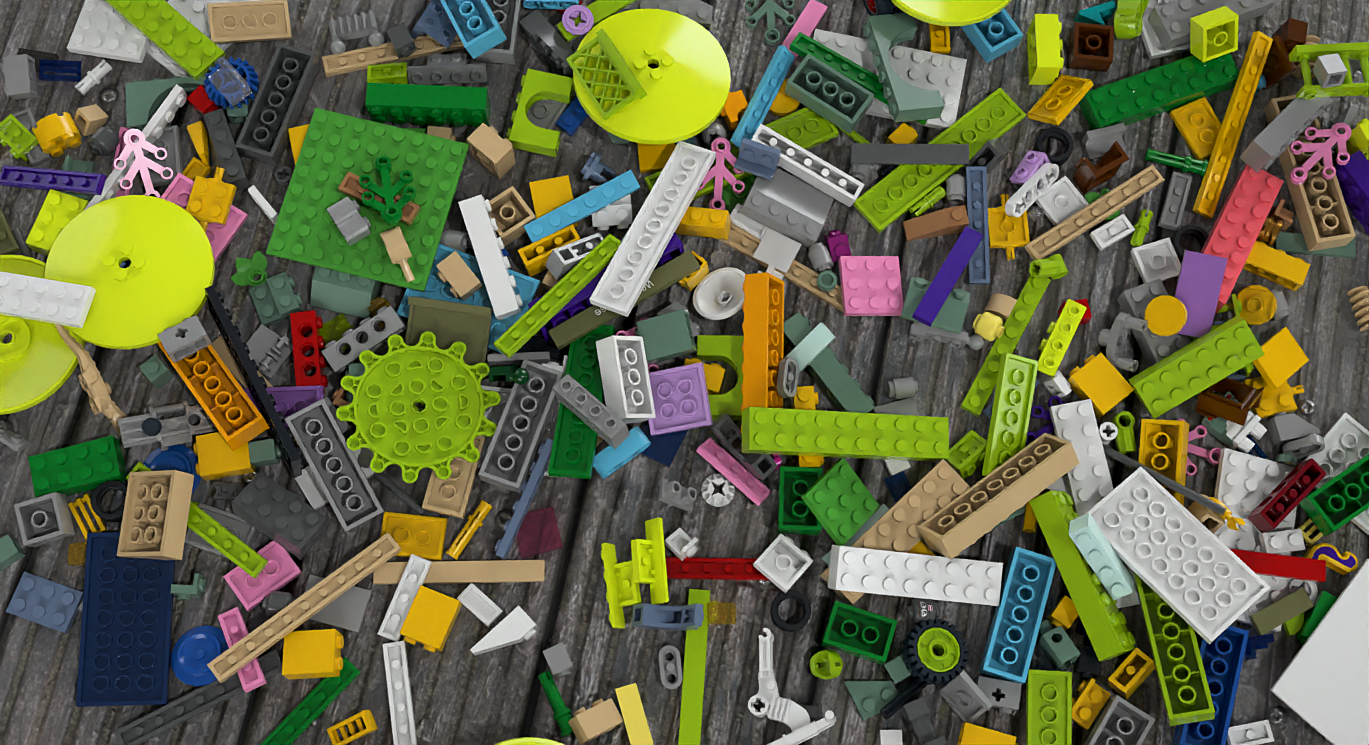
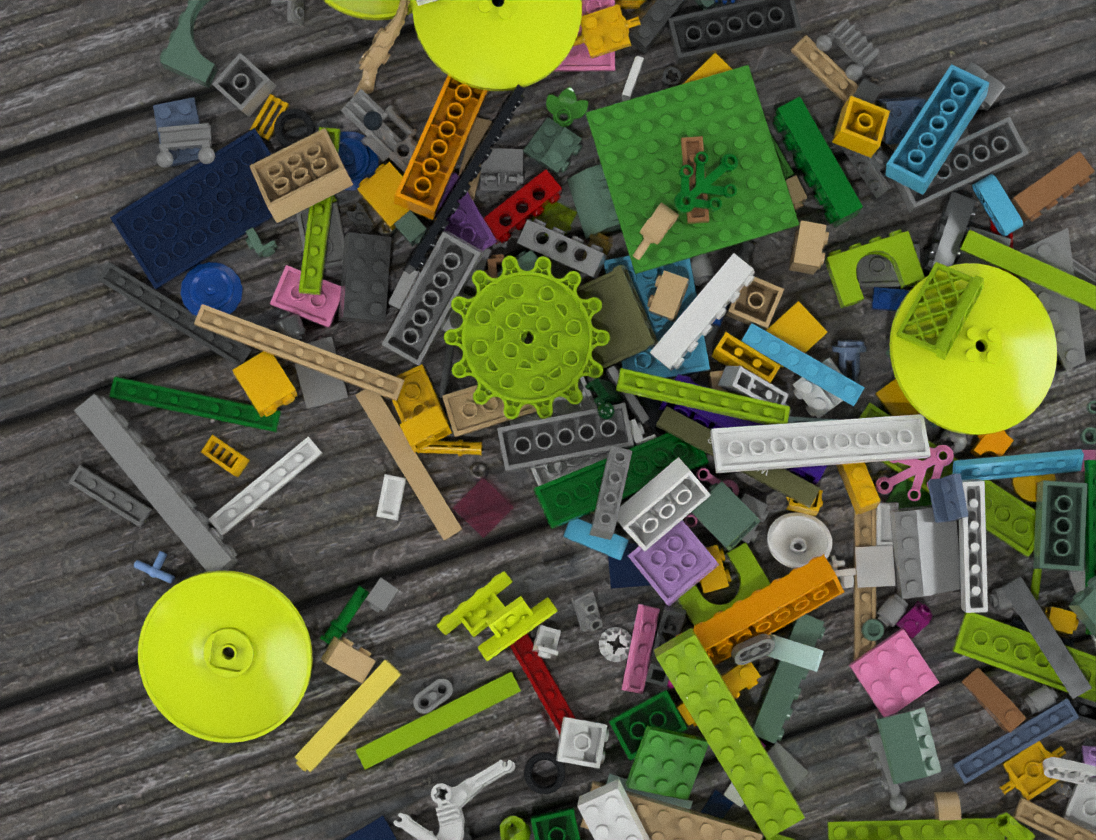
camera: 65 degrees right, 10 degrees up
(54, 595) = (185, 137): none -> light grey gear
(77, 554) = (234, 130): clear yellow tile -> none
(78, 467) = (304, 81): green brick -> none
(156, 371) = (426, 89): sand green brick -> none
(184, 338) = (471, 105): light grey brick -> none
(235, 630) = (243, 308): bright pink plate -> none
(349, 221) = (656, 167): light grey brick -> none
(388, 73) = (822, 106): lime bracket -> none
(404, 596) = (358, 430): white tile -> none
(422, 53) = (860, 126): none -> yellow brick
(430, 619) = (352, 463): yellow brick -> none
(440, 537) = (425, 428): none -> yellow brick
(509, 631) = (383, 538): white slope -> none
(521, 507) = (494, 481): sand blue plate -> none
(572, 13) = (990, 238): lavender gear -> none
(667, 617) = (473, 668): sand blue arch -> none
(721, 613) = (506, 712): clear yellow bracket -> none
(902, 388) = (811, 758): light grey brick -> none
(928, 201) = (1011, 680): lime axle -> none
(947, 276) = (942, 742): dark purple tile -> none
(988, 326) = (920, 806): light yellow head -> none

